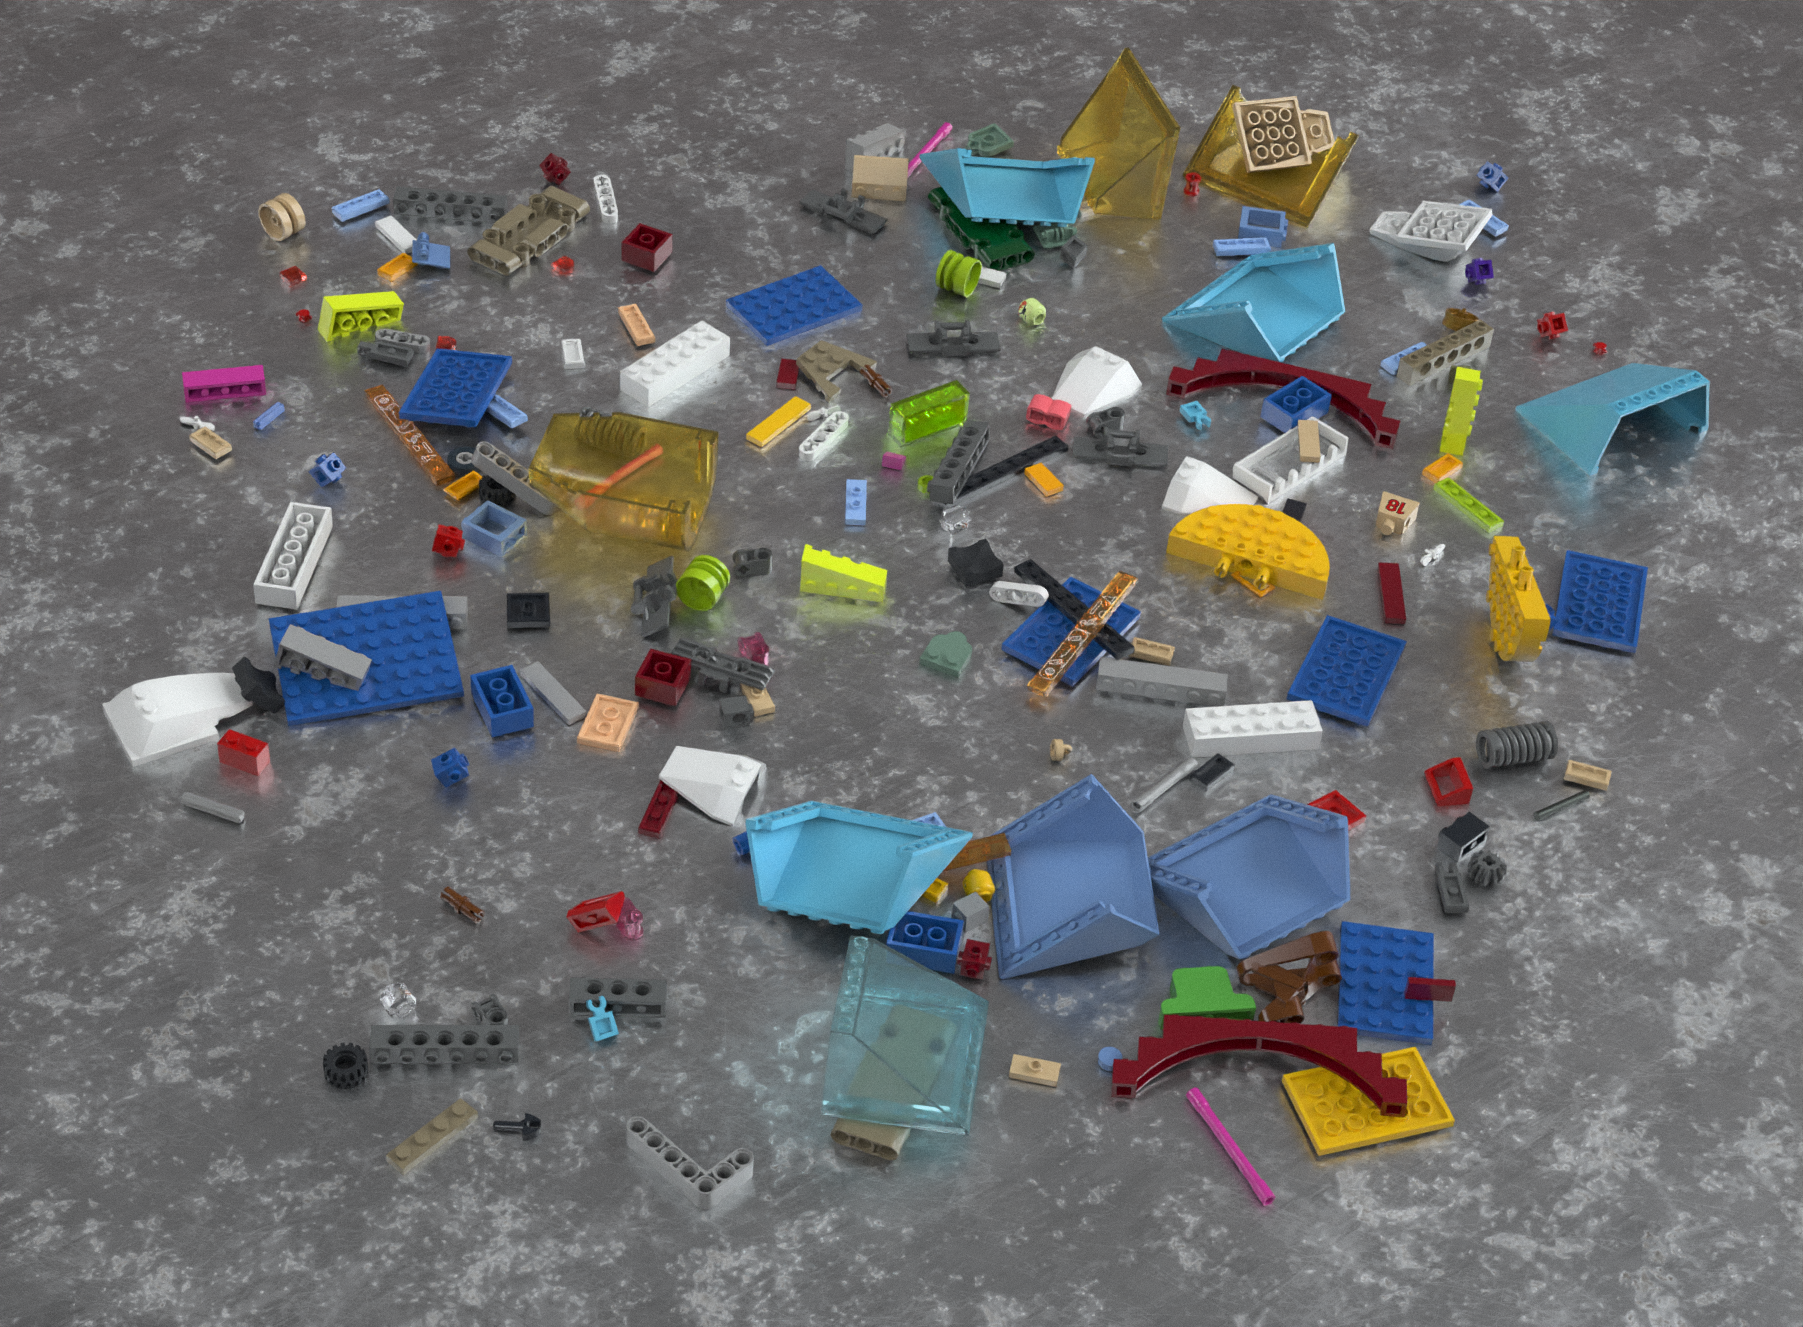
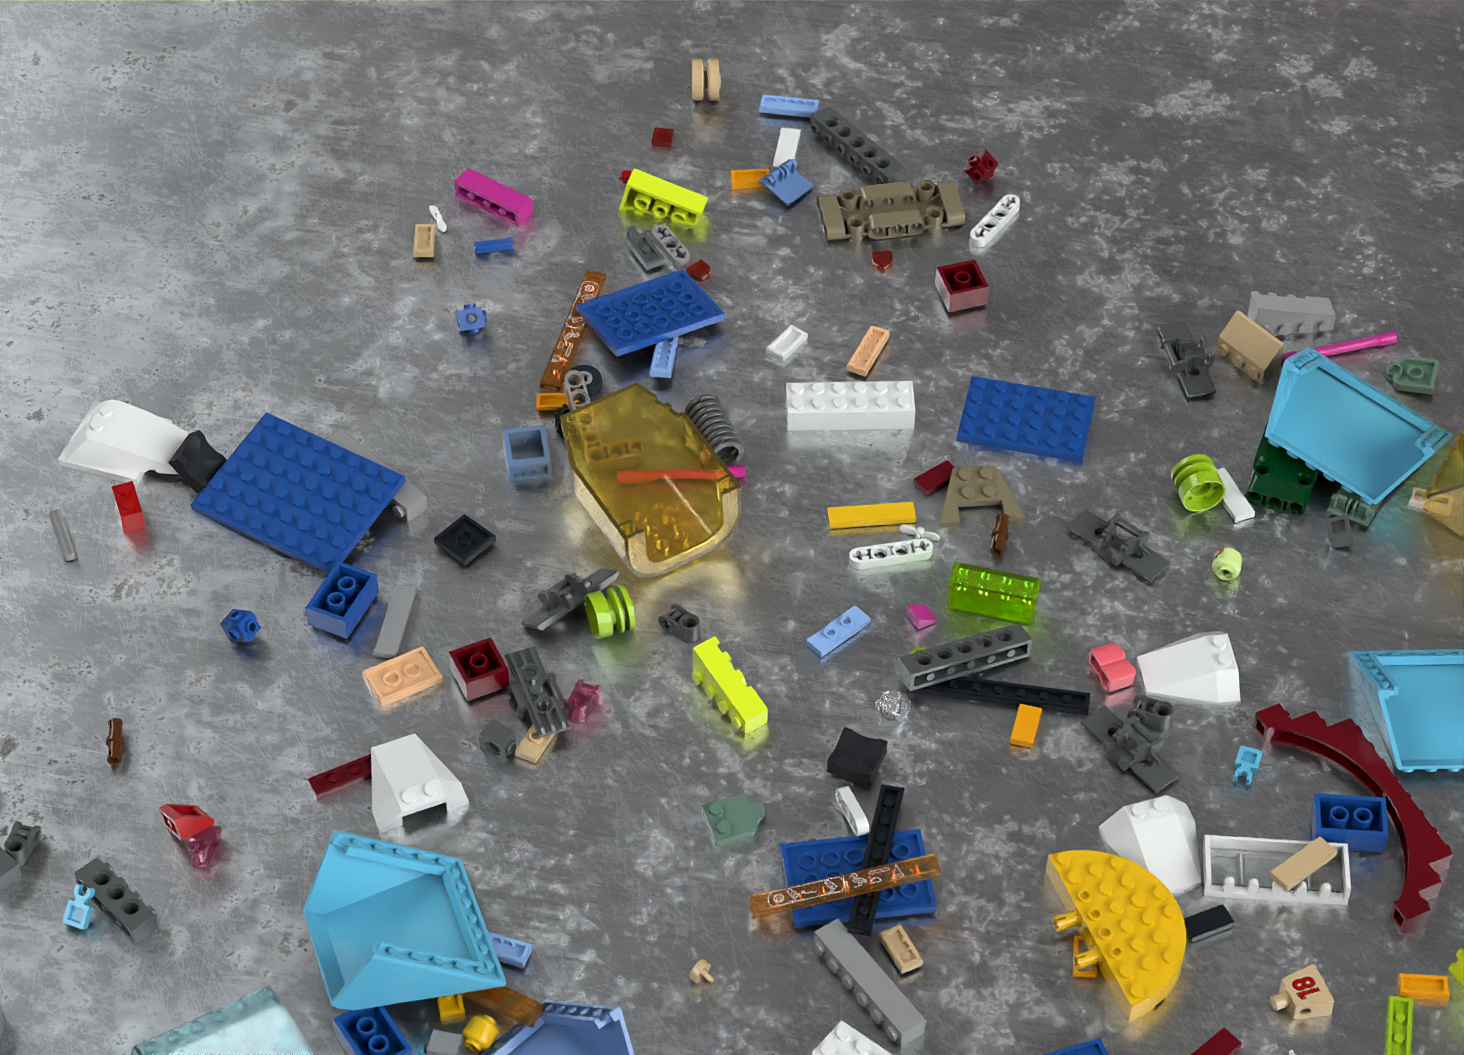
camera: 50 degrees right, 5 degrees up
(293, 555) = (355, 373): white brick -> none
(321, 658) = (250, 470): light grey wedge -> none
(448, 541) = (476, 439): red brick -> none

